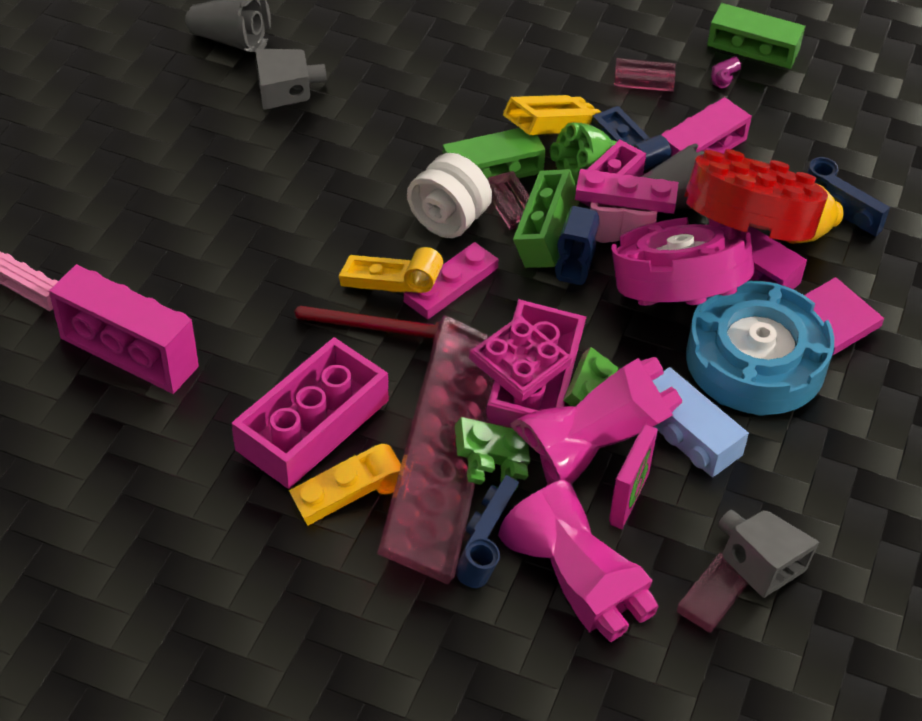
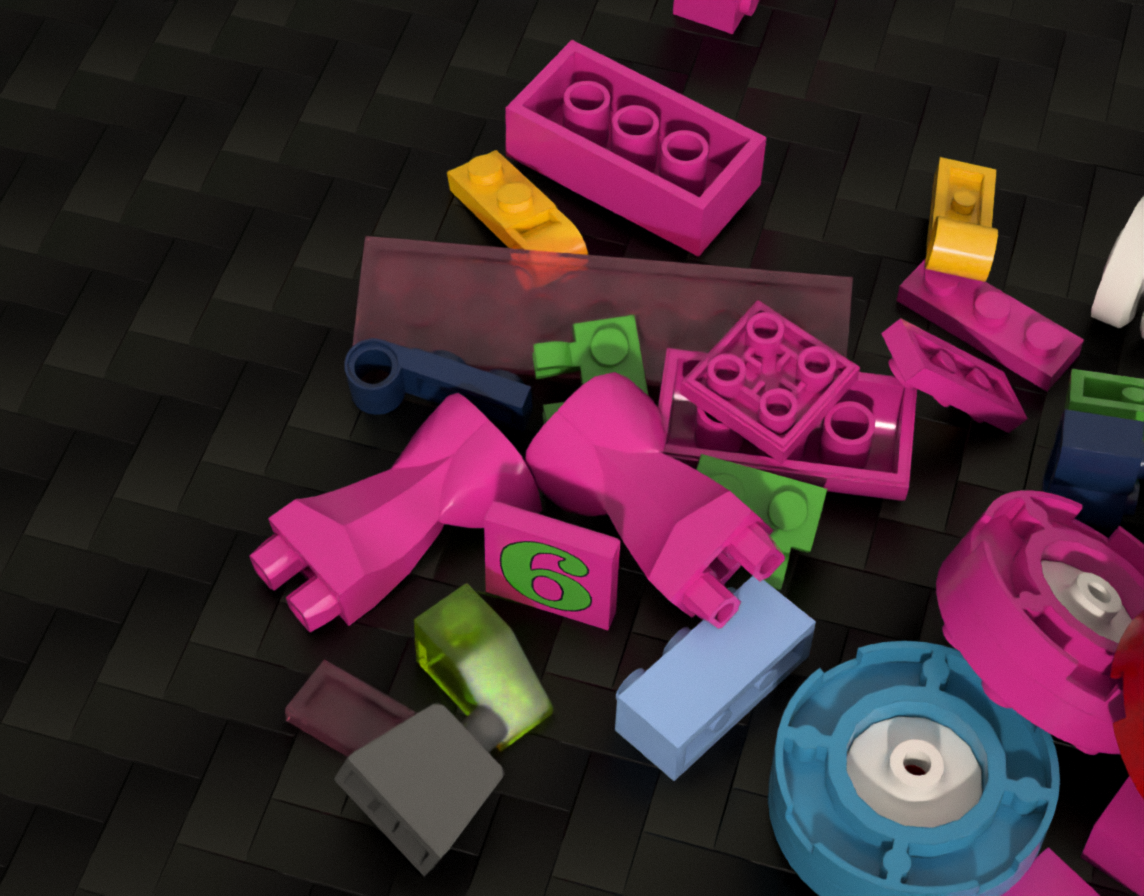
camera: 85 degrees right, 5 degrees up
(366, 321) = (863, 310): dark red piece -> none
(518, 287) = (952, 376): none -> dark pink plate
(681, 528) = (480, 662): none -> clear neon green slope

